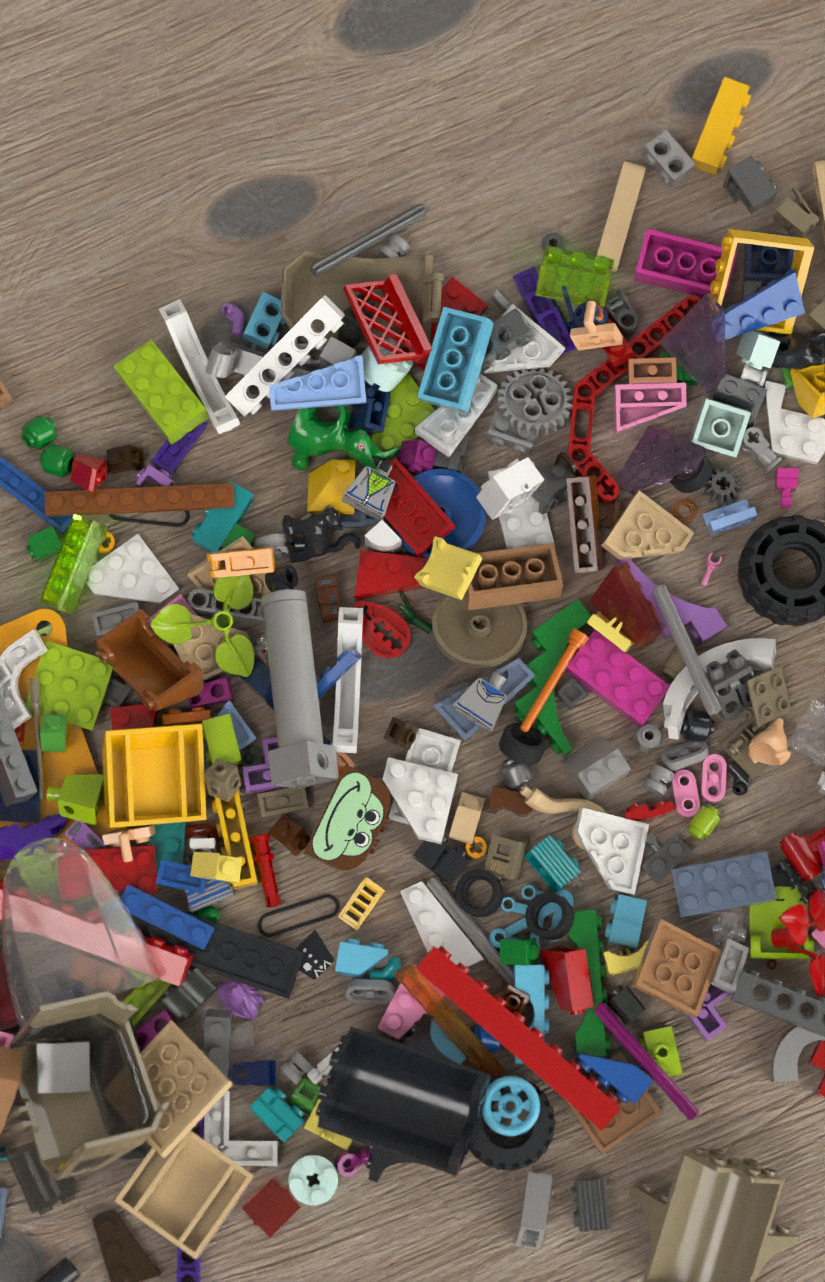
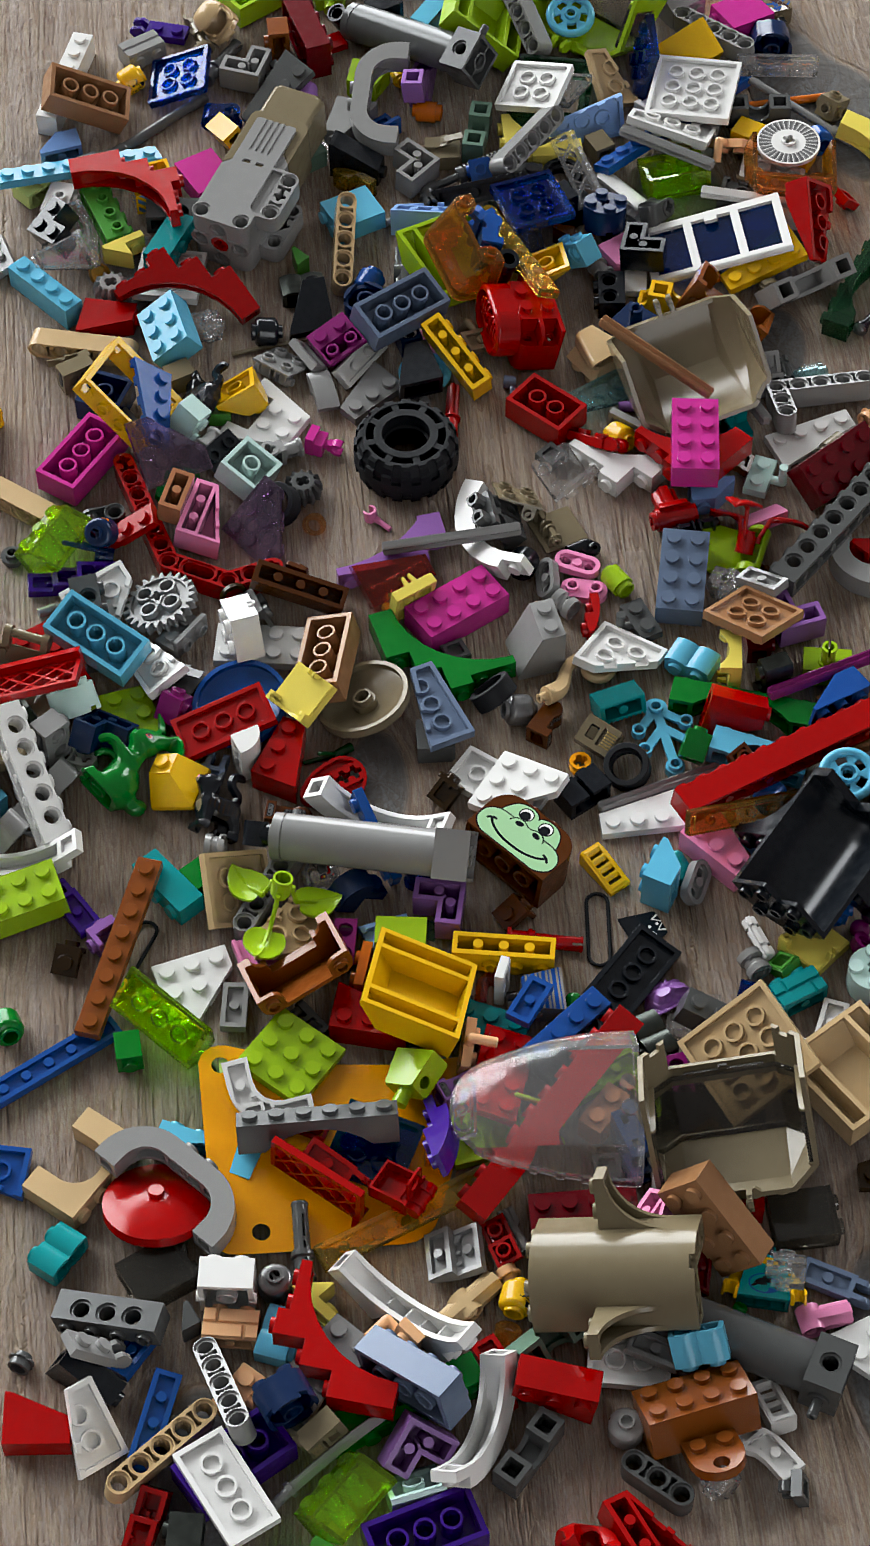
camera: 70 degrees left, 25 degrees down
(36, 702) = (298, 1084): dark tan piece -> none
(54, 733) = (337, 1078): bright green brick -> none
(57, 460) = (43, 1017): green head -> none
(62, 1067) = (696, 1143): light grey slope -> none
(88, 471) = (70, 985): red slope -> none
(216, 867) = (530, 963): light yellow slope -> none
(222, 780) = (439, 930): dark tan brick -> none
(241, 562) = (225, 860): light orange plate -> none
(282, 802) = (478, 908): dark tan plate -> none
(331, 386) = (79, 738): light blue wing -> none
(371, 491) = (199, 738): torso -> none
(466, 818) = (551, 755): tan slope -> none
(482, 702) = (445, 701): light grey torso -> none
(534, 908) = (684, 721): black tyre -> none
(575, 641) = (409, 621): orange piece -> none
(595, 336) = (122, 527): light nougat plate -> none
(645, 744) = (518, 601): light grey brick -> none
(646, 531) = (323, 549): tan plate -> none
(673, 664) = (457, 560): dark tan brick -> none
(729, 517) = (335, 489): light blue bracket -> none
(750, 185) = (28, 387): dark grey brick -> none
(770, 745) = (564, 509): light nougat hat -> none

